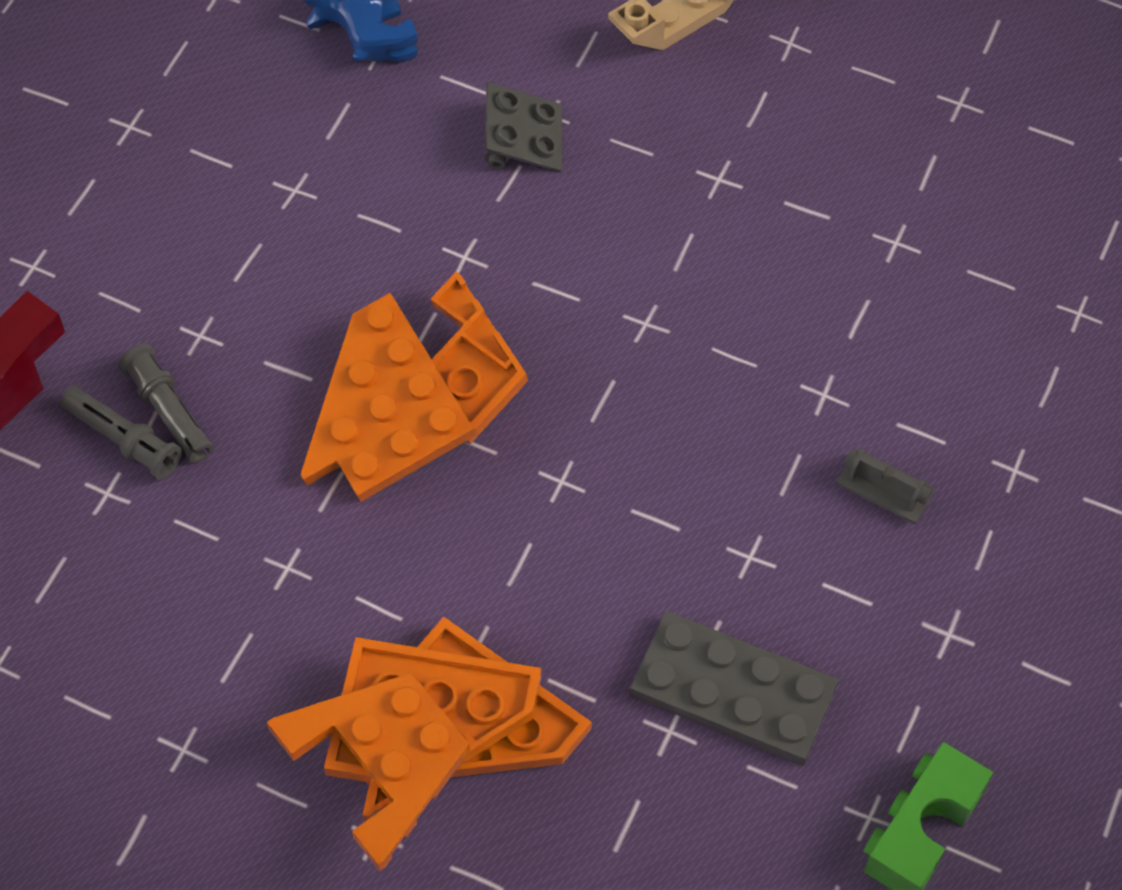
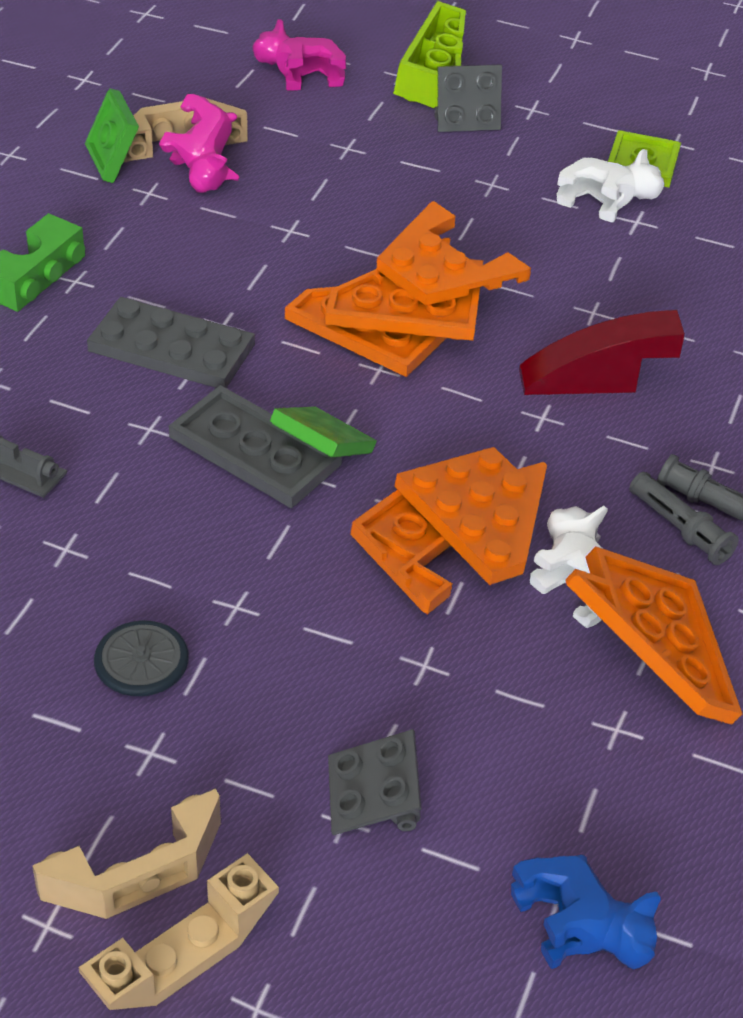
camera: 175 degrees right, 15 degrees down
(200, 610) = (603, 355): none -> dark red slope
(233, 247) = (663, 624): none -> orange wing
(293, 337) = (573, 539): none -> white animal
(550, 507) = (322, 431): none -> bright green tile
(629, 508) = (249, 446): none -> dark grey plate
(735, 255) = (141, 658): none -> dark grey wheel
(772, 52) = (70, 882): none -> tan slope

